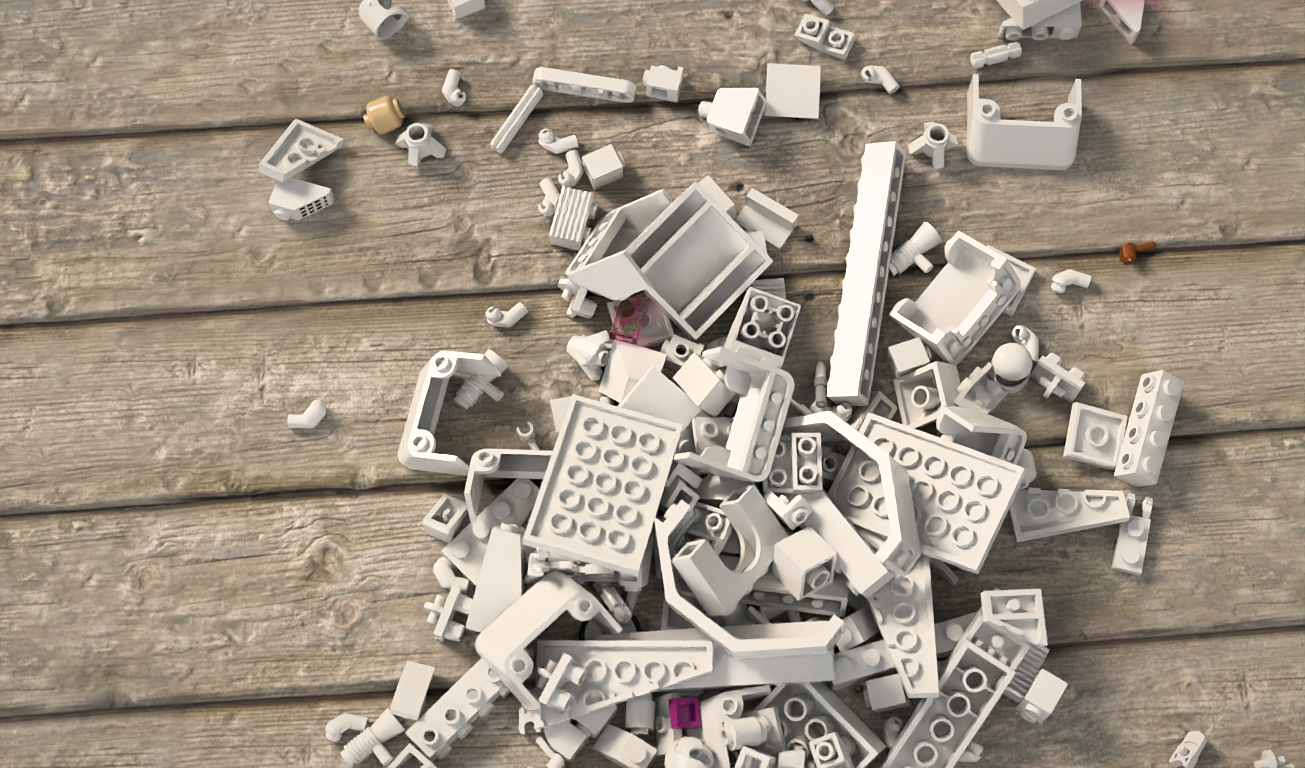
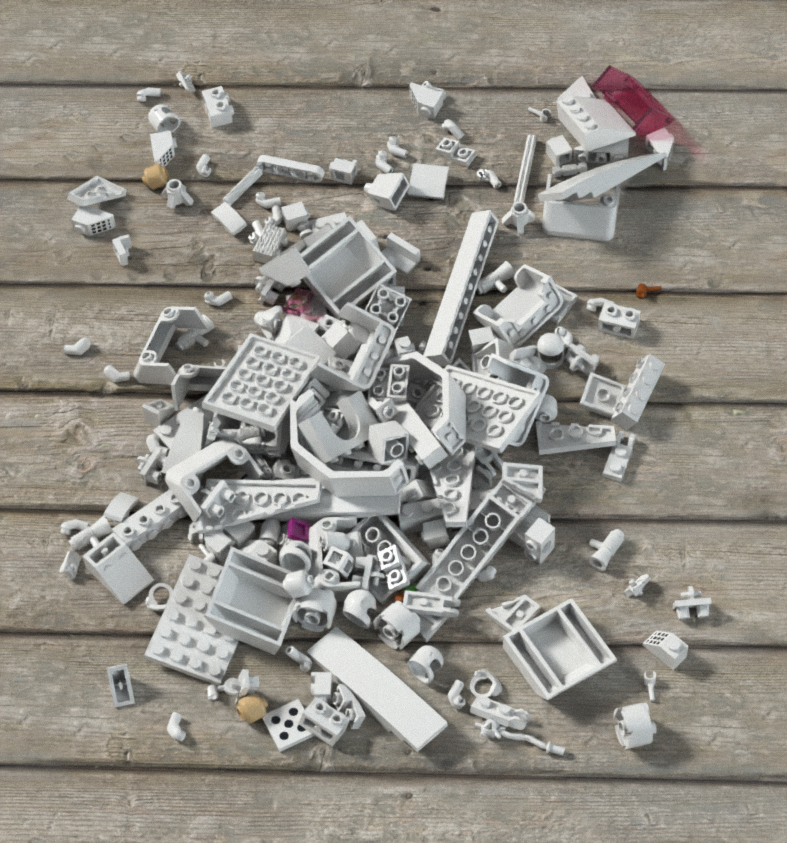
camera: 10 degrees right, 15 degrees down
(348, 242) = (121, 246): none -> white bracket
(371, 461) = (116, 376): none -> white arm
(388, 63) = (163, 147): none -> white slope
(504, 178) = (229, 218): none -> white slope
(647, 612) = (283, 470): none -> white brick
(648, 178) = (309, 227): none -> white hinge
(717, 63) = (381, 162): none -> white arm
(733, 38) = (394, 149): none -> white arm
(802, 386) = (403, 345): none -> white brick
(931, 60) = (525, 168): none -> white axle
(941, 595) = (481, 480): none -> white bracket
(977, 25) = (559, 150): none -> white brick
(1054, 78) = (600, 179): none -> white slope
(1103, 307) = (619, 320): none -> white brick
(1138, 694) = (607, 549): none -> white piece

